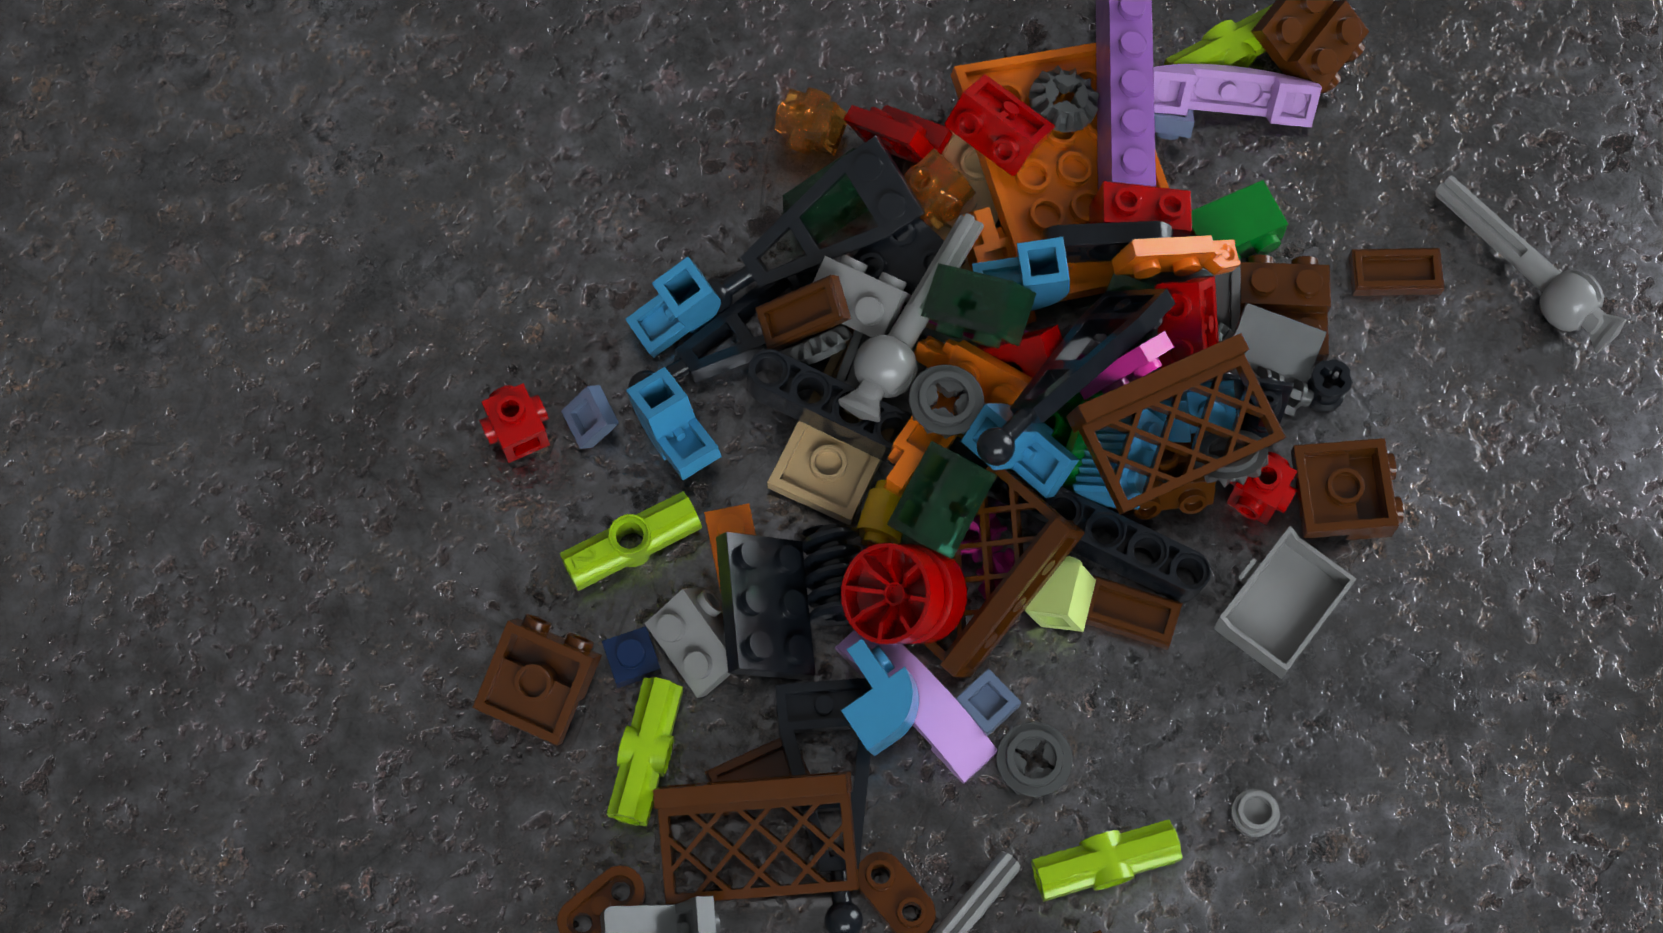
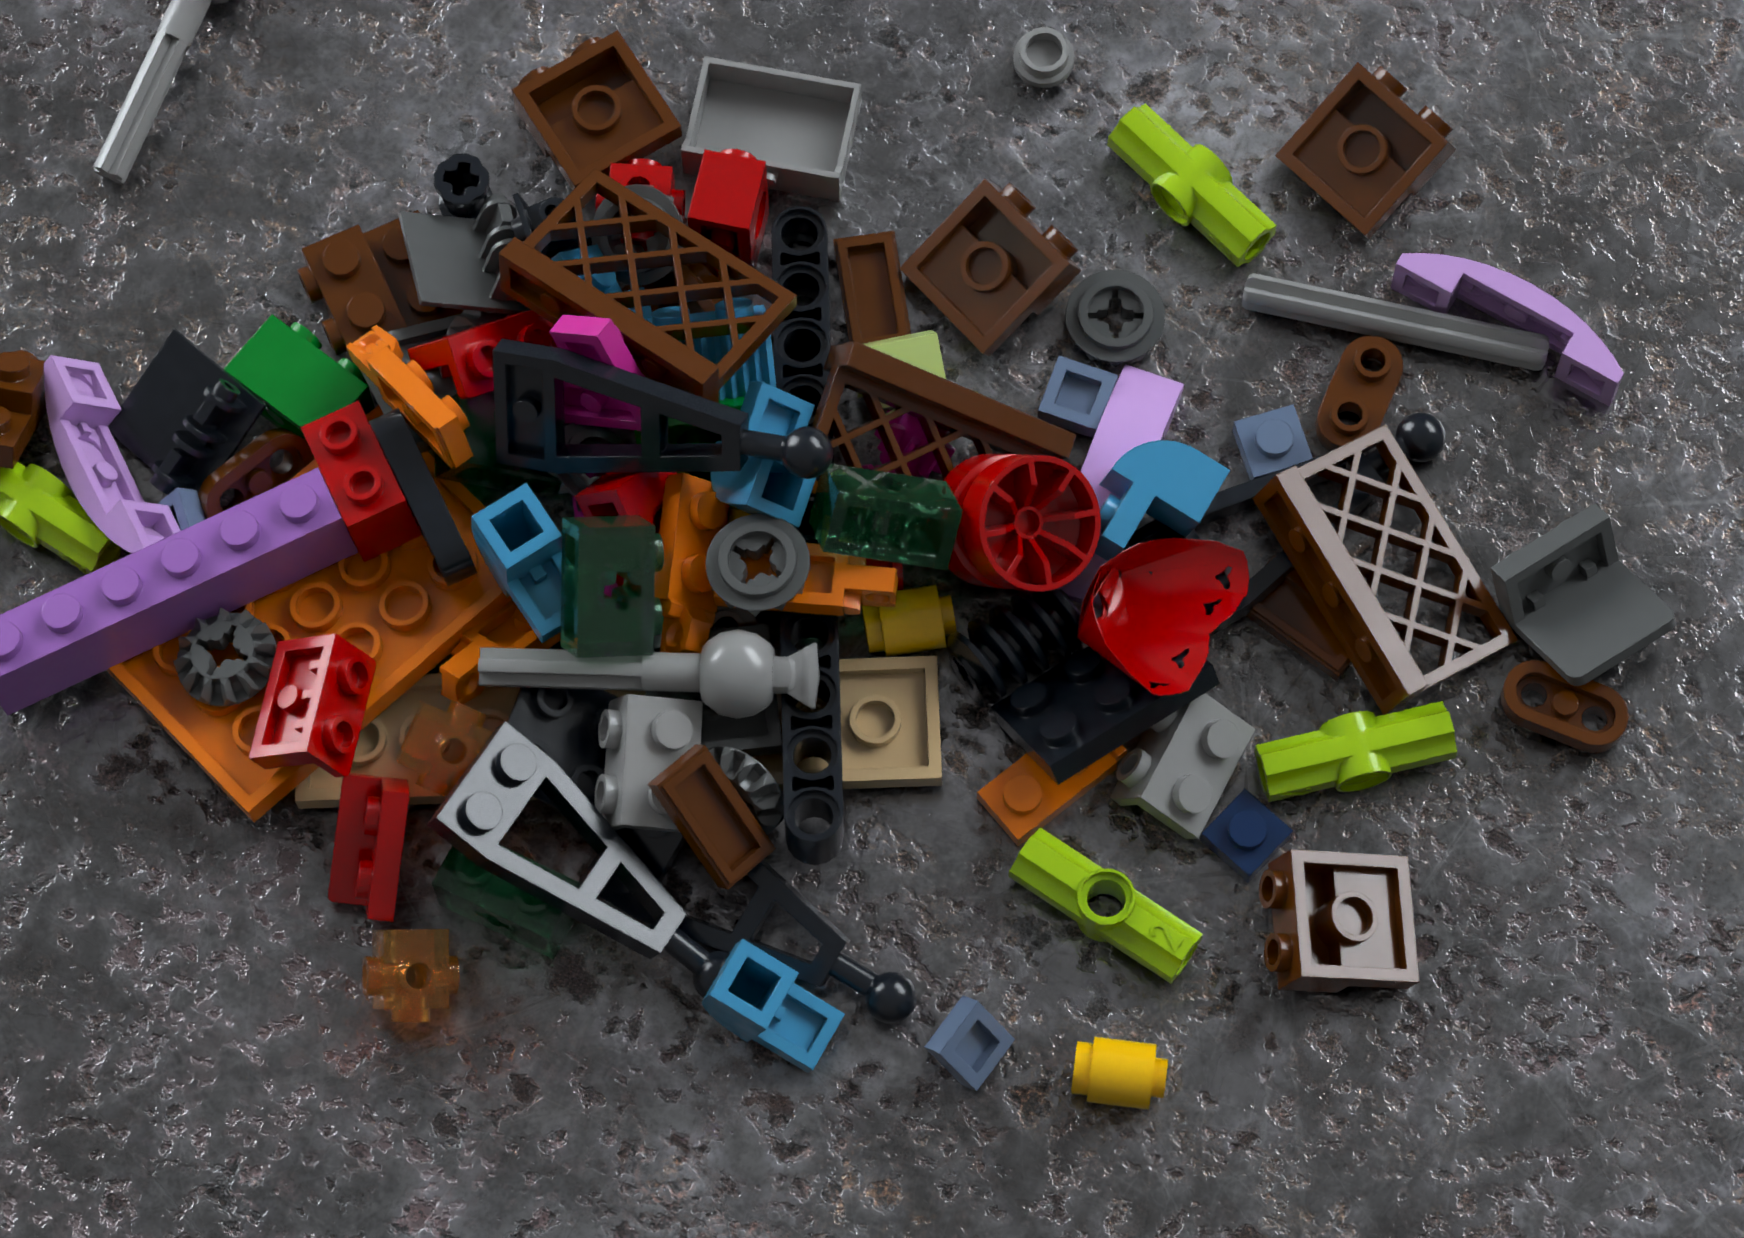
camera: 115 degrees left, 0 degrees up
(515, 421) = (1032, 1105): red brick -> none
(521, 494) = (1118, 1072): none -> yellow brick
(671, 423) = (934, 922): dark azure brick -> none
(793, 658) = (1162, 613): none -> red piece
(889, 817) = (1271, 441): none -> sand blue plate
(1110, 693) = (992, 265): none -> reddish brown plate
(1189, 173) = (251, 471): none -> reddish brown plate
(1227, 531) = (731, 202): none -> red brick
(1242, 152) = (185, 416): none -> black hinge
(1396, 272) = (258, 184): reddish brown tile -> none

